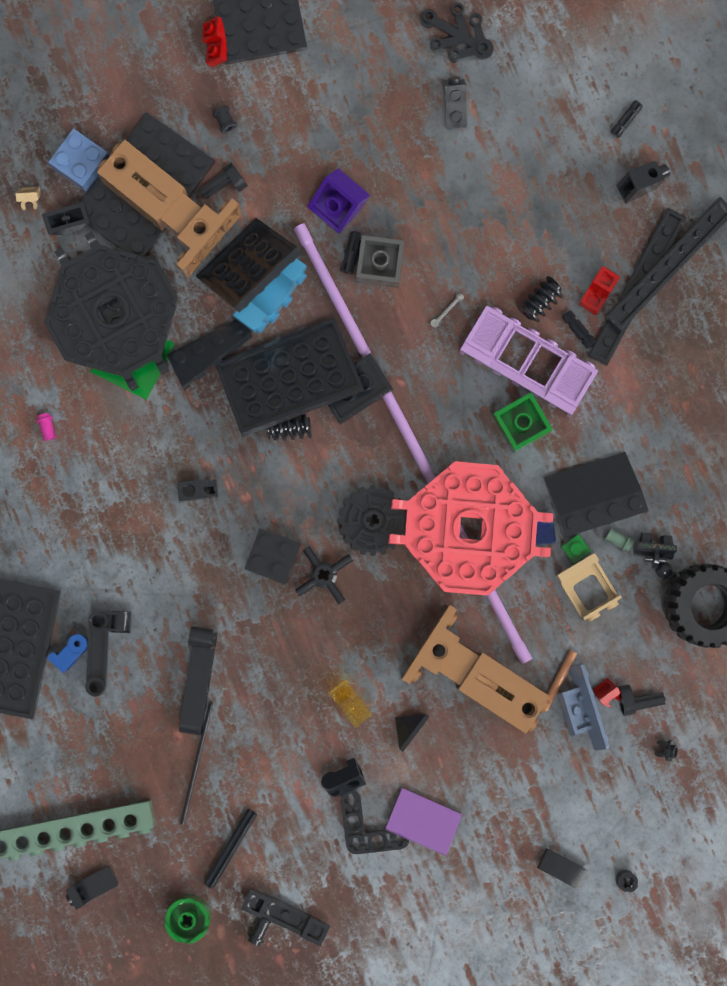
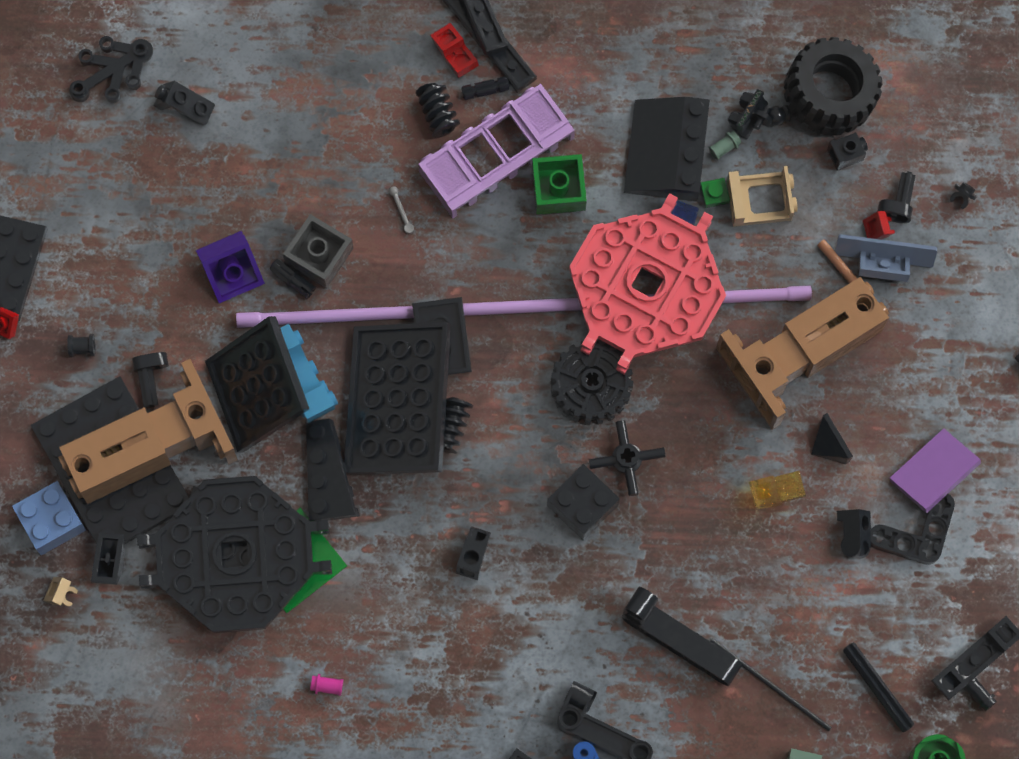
camera: 70 degrees left, 10 degrees down
(652, 640) = (842, 156): none -> black brick

